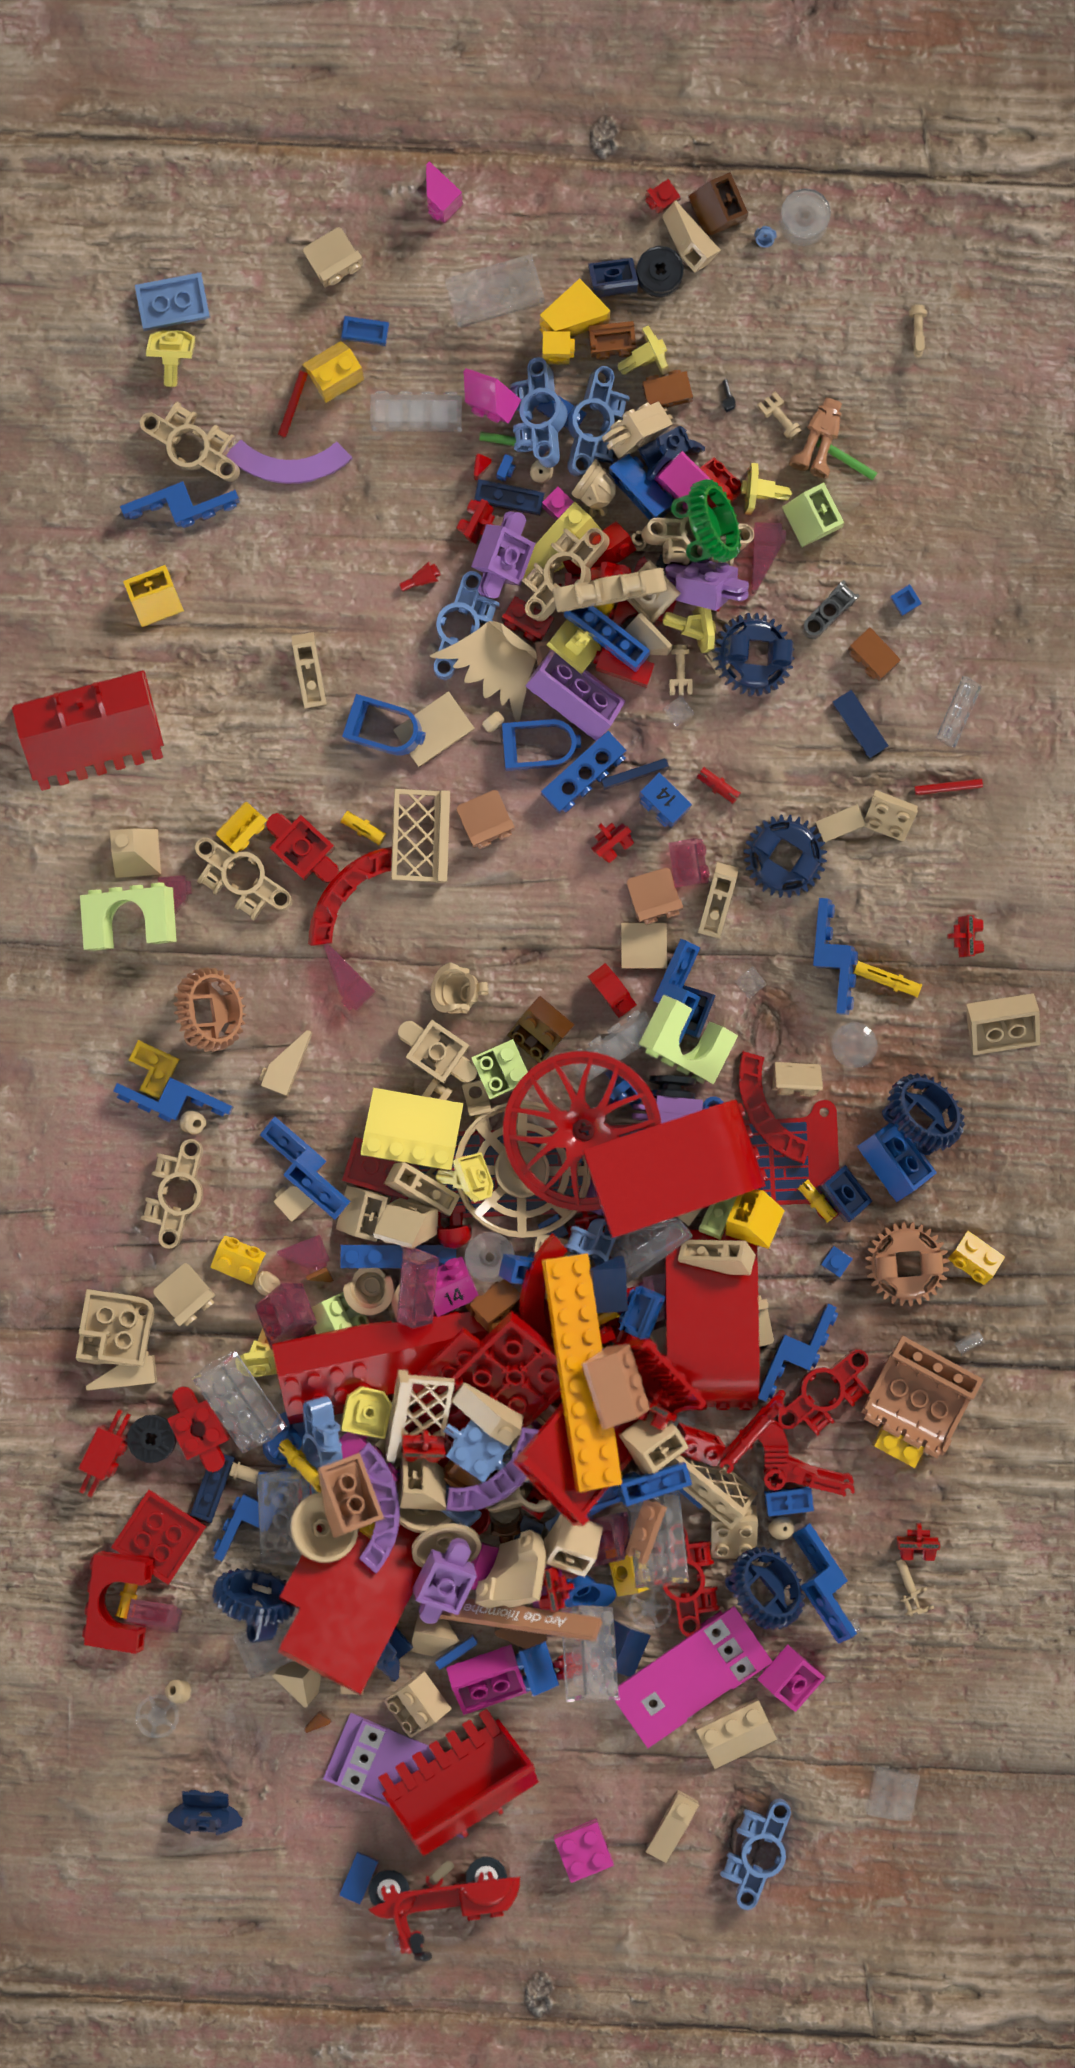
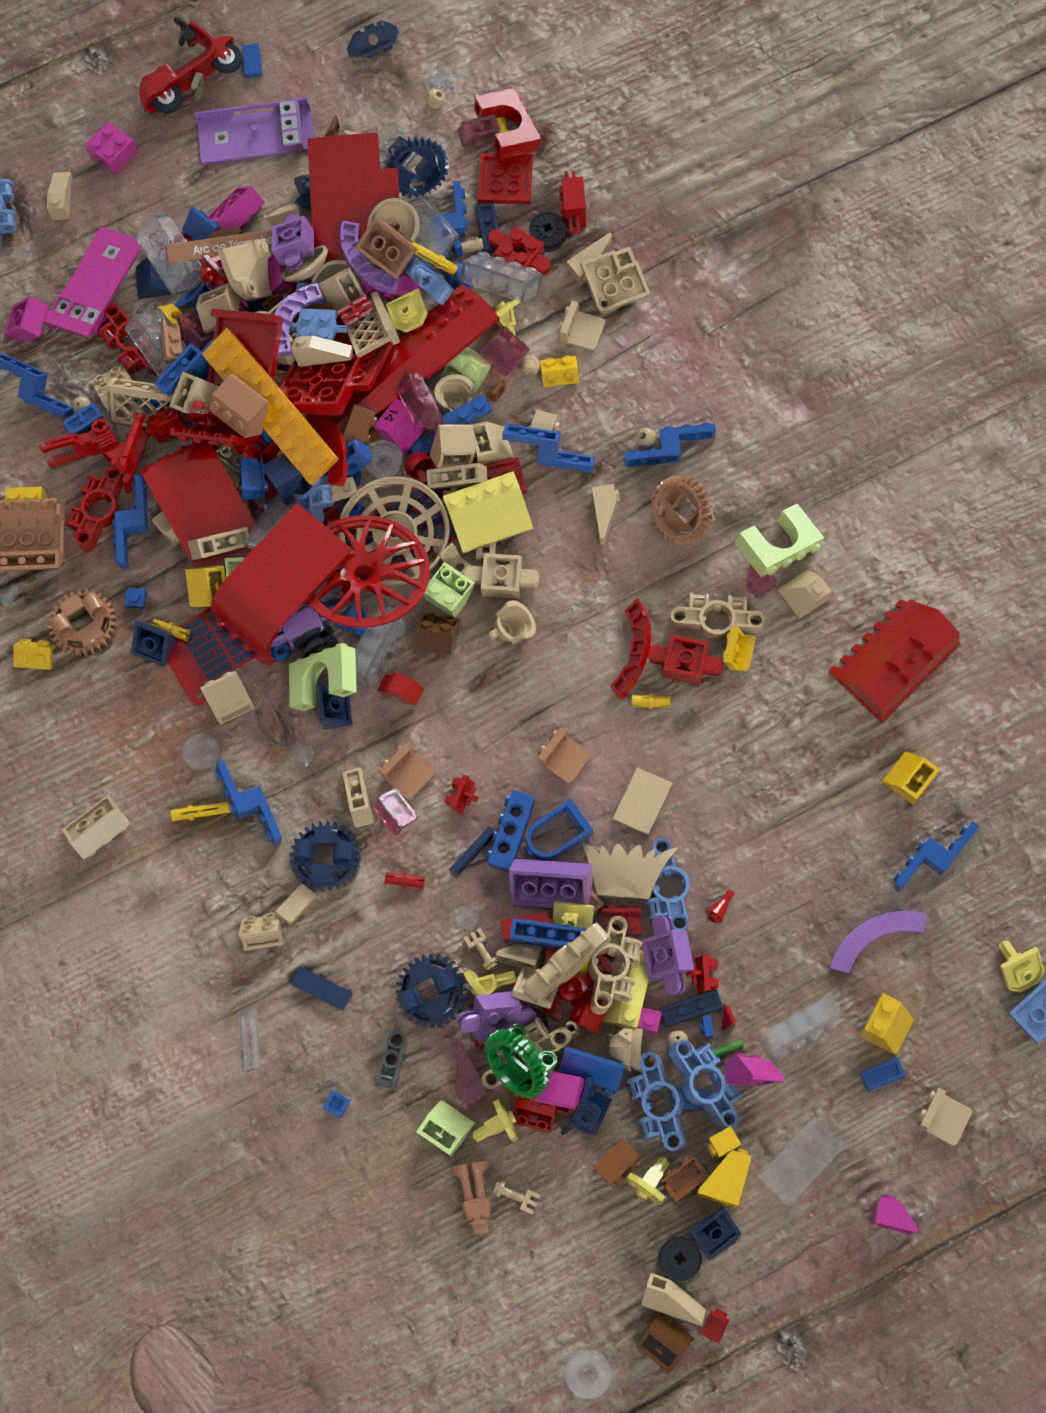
camera: 160 degrees right, 15 degrees down
(160, 1067) = (693, 463): yellow tile -> none
(174, 426) = (939, 915): tan piece -> none
(186, 1168) = (634, 371): tan piece -> none
(292, 405) = (901, 982): red bar -> none
(307, 1253) = (514, 399): clear pink slope -> none
(308, 670) = (762, 790): tan slope -> none
(349, 983) = (593, 589): clear pink slope -> none
(357, 717) = (703, 772): blue window -> none
(417, 1704) = (271, 172): tan slope -> none
(440, 835) = (590, 725): tan fence -> none
(456, 1652) = (259, 222): blue tile -> none
(459, 1783) = (215, 136): red piece -> none
(470, 1176) = (424, 497): light yellow piece -> none
(493, 722) = (600, 830): tan tile -> none
(637, 428) = (621, 1112): tan brick -> none
(643, 946) = (395, 732): tan tile -> none
(664, 801) = (437, 841): blue brick -> none
(675, 978) = (353, 709): blue bracket -> none
(728, 403) = (562, 1183): black hand -> none
(735, 1733) = (48, 269): tan slope -> none
(760, 1114) = (242, 665): red tile -> none
(761, 239) = (612, 1340): medium blue plate -> none
(776, 1578) = (59, 350): dark blue piece -> none
(850, 461) = (440, 1192): bright green bar -> none
(873, 654) = (338, 1046): dark orange hinge -> none
(896, 1161) = (126, 688): blue slope -> none
(918, 312) = (452, 1348): tan hinge -> none
(933, 1103) = (104, 716): dark blue piece -> none
(949, 786) = (229, 979): red bar -> none
(965, 936) = (158, 874): red hips -> none

